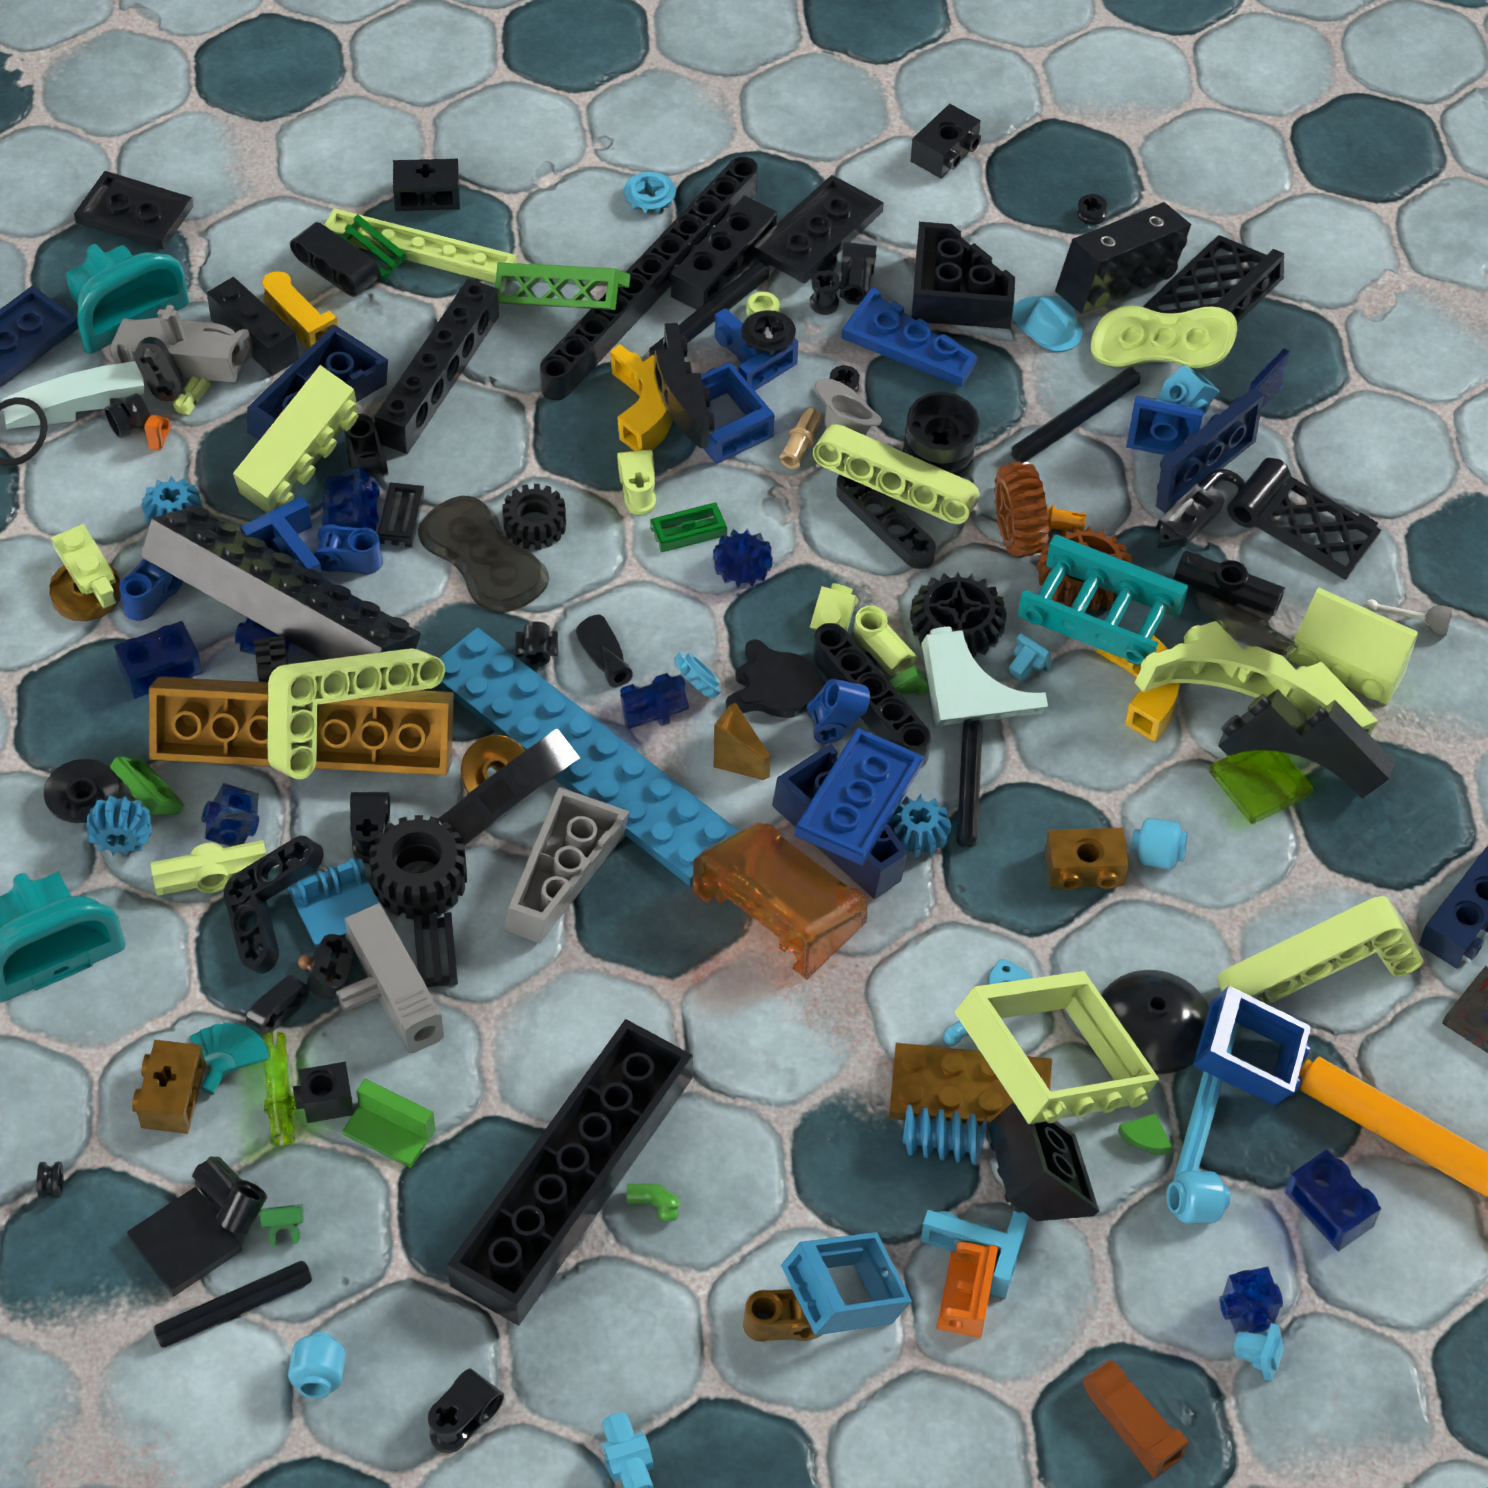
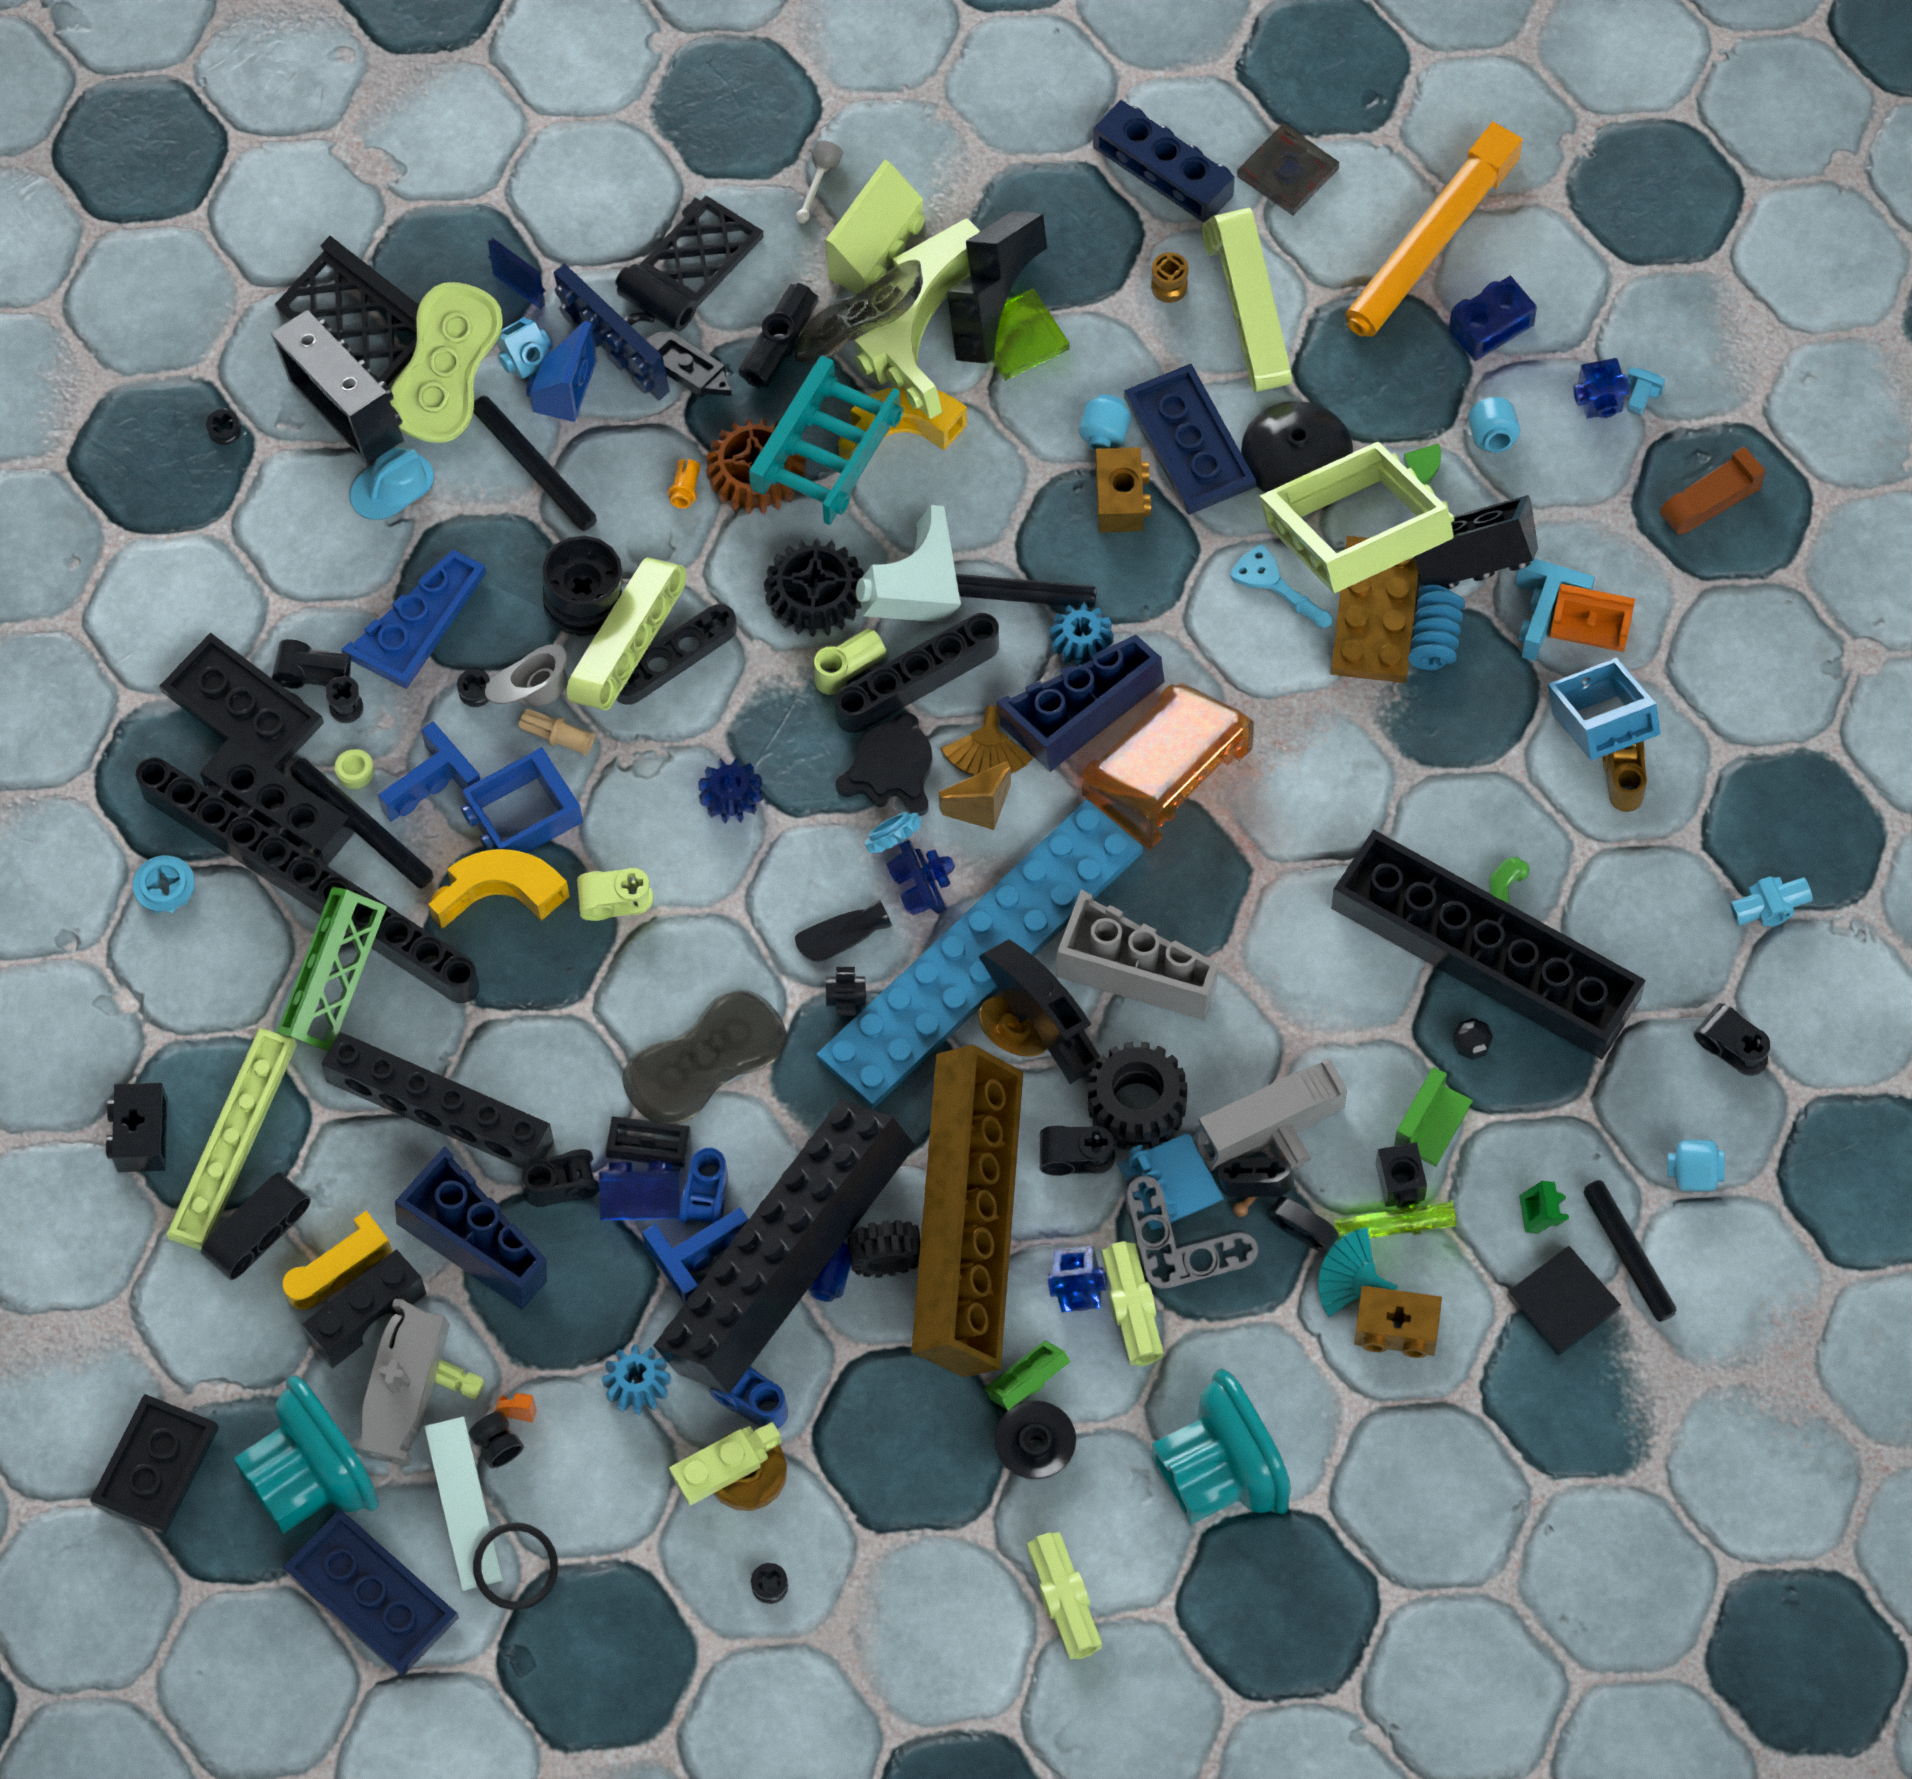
camera: 85 degrees left, 10 degrees up
(50, 1179) = (1505, 1426): black bush -> none
(119, 825) = (1088, 1391): dark azure gear -> none
(155, 655) = (862, 1375): clear blue brick -> none
(165, 365) = (441, 1399): black beam -> none
(233, 1197) = (1528, 1248): black piece -> none
(297, 441) = (581, 1227): yellowish green brick -> none
(340, 686) = (956, 1157): yellowish green beam -> none
(352, 231) = (265, 1164): green tile -> none
(432, 924) = (1222, 1071): black tile -> none
(477, 1165) = (1472, 1038): none -> black tile
(534, 531) = (657, 979): black tyre -> none
(681, 389) = (527, 831): black slope -> none
(690, 531) = (685, 875): green tile -> none
(778, 323) = (413, 737): black gear -> none
(789, 750) = (986, 748): none -> pearl gold hand
(834, 606) = (801, 704): yellowish green bracket -> none
(837, 709) = (943, 703): blue piece -> none
(859, 796) = (1070, 672): blue tile -> none
(910, 681) = (900, 636): bright green tile -> none
(945, 141) = (120, 582): black brick -> none
(958, 281) = (341, 561): black brick -> none
(1021, 509) = (690, 511): dark orange gear -> none
(1029, 657) = (870, 525): medium azure brick -> none
(1153, 920) = (1189, 439): none -> dark blue plate
(1201, 1118) = (1384, 412): medium azure axle -> none
(1265, 1020) = (1336, 384): blue window -> none
(1340, 895) = (1169, 277): none -> pearl gold wheel

